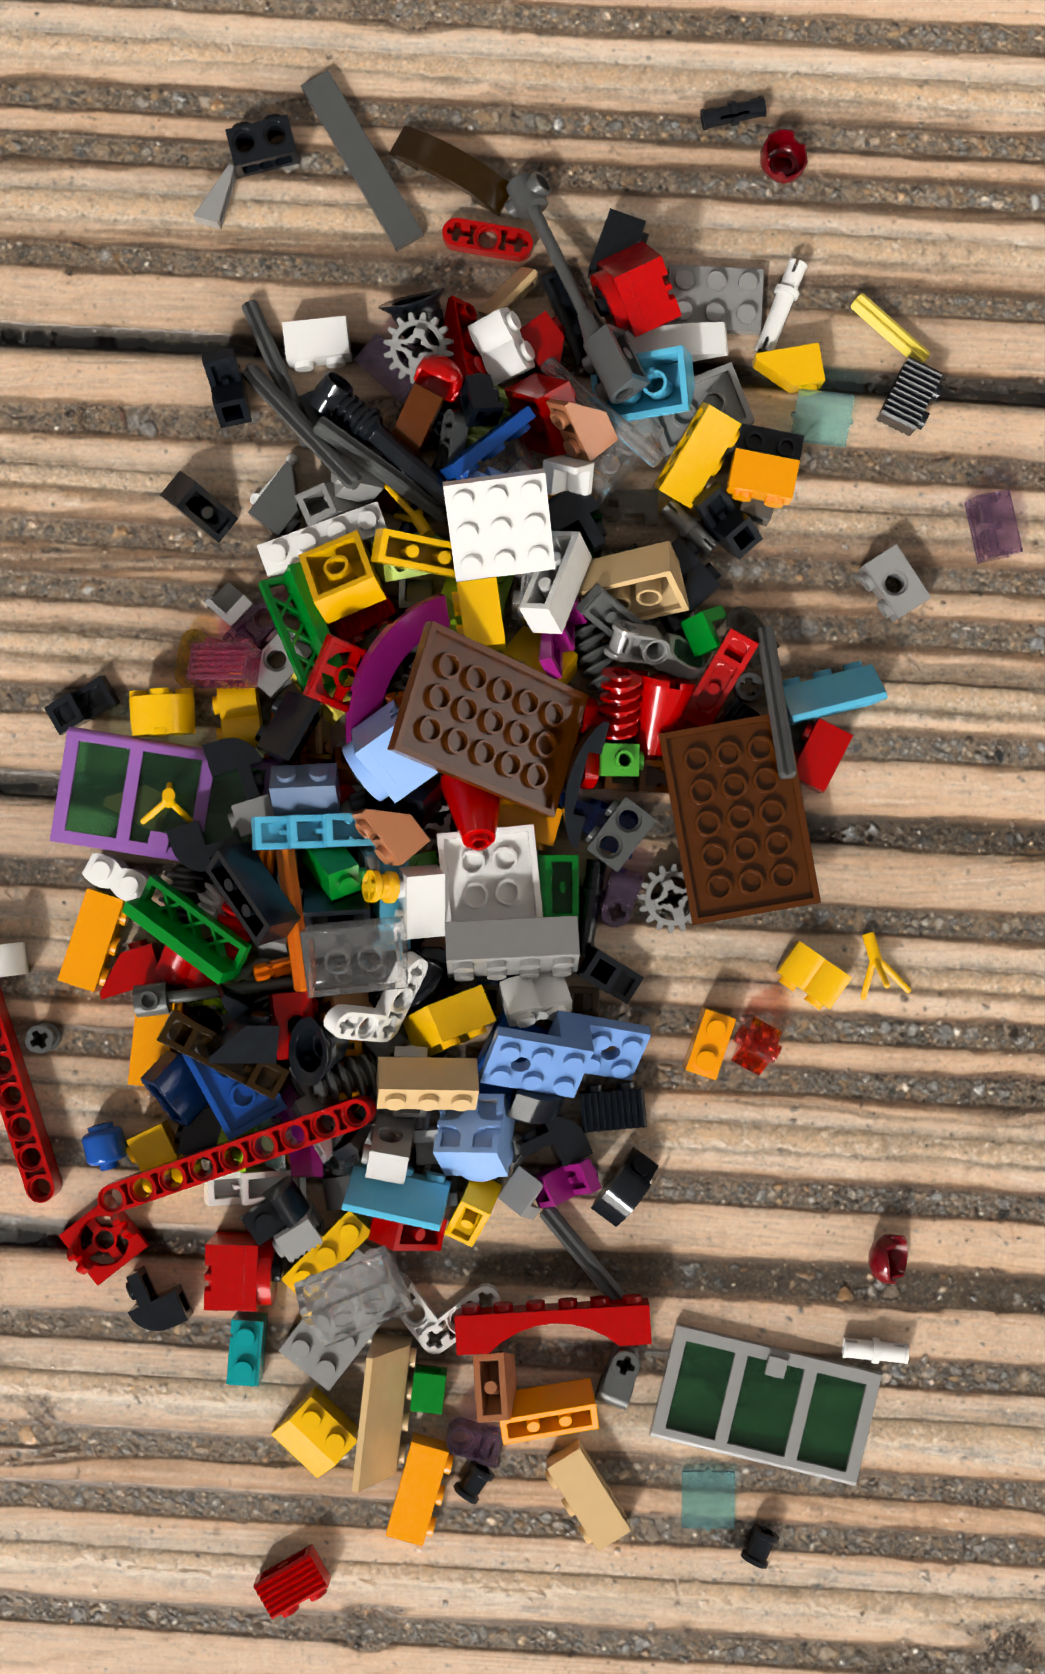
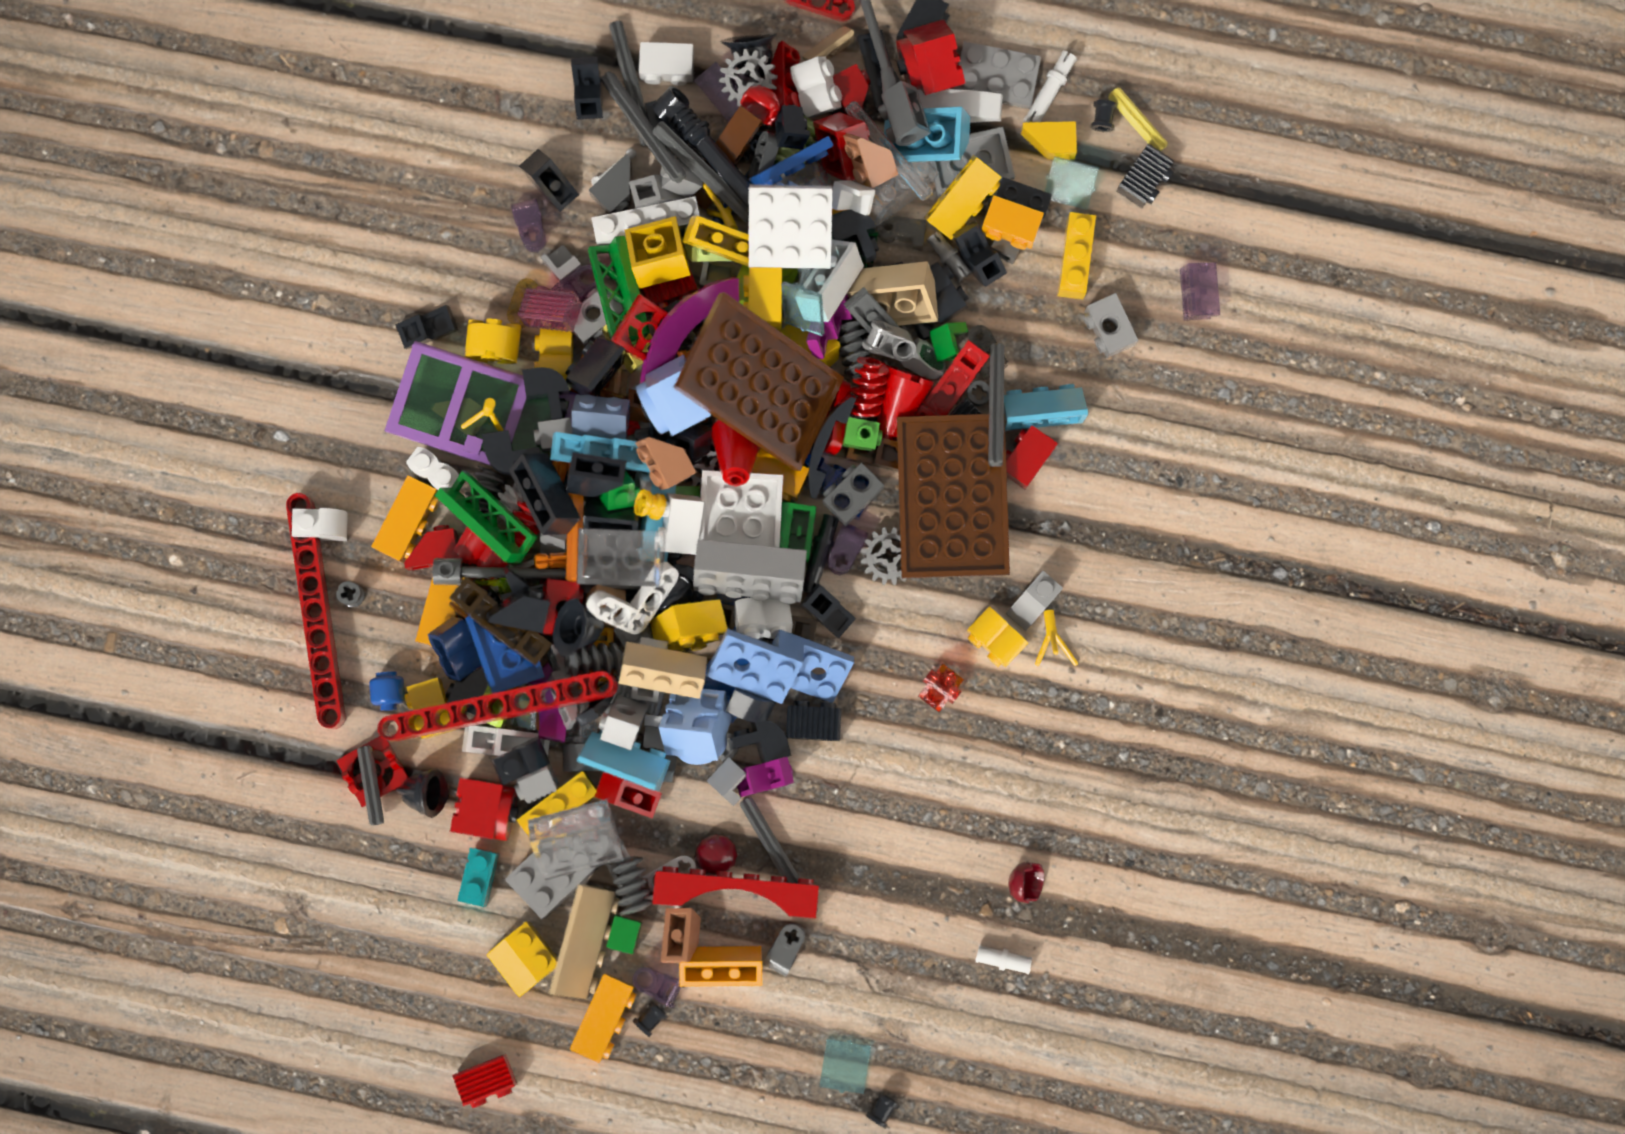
camera: 10 degrees right, 5 degrees down
(103, 1261) = (370, 785): none -> dark grey axle
(156, 1310) = (405, 834): black brick -> none
(169, 1260) = (425, 792): none -> black piece
(182, 560) = (529, 221): none -> clear purple piece
(308, 863) = (594, 474): none -> black slope
(429, 1334) = (631, 885): none -> dark grey piece
(473, 1211) = (684, 791): yellow slope -> none
(520, 1278) = (715, 854): none -> dark red hair
(529, 622) = (803, 308): none -> clear light blue piece
(587, 1495) = (743, 1044): tan brick -> none
(625, 1188) = (814, 790): black brick -> none
(709, 1043) = (902, 680): light orange brick -> none
(765, 1404) = (905, 992): door -> none
(841, 505) = (1076, 255): none -> yellow brick
(849, 330) = (1104, 116): none -> black bush
(851, 924) = (1034, 600): none -> light grey slope

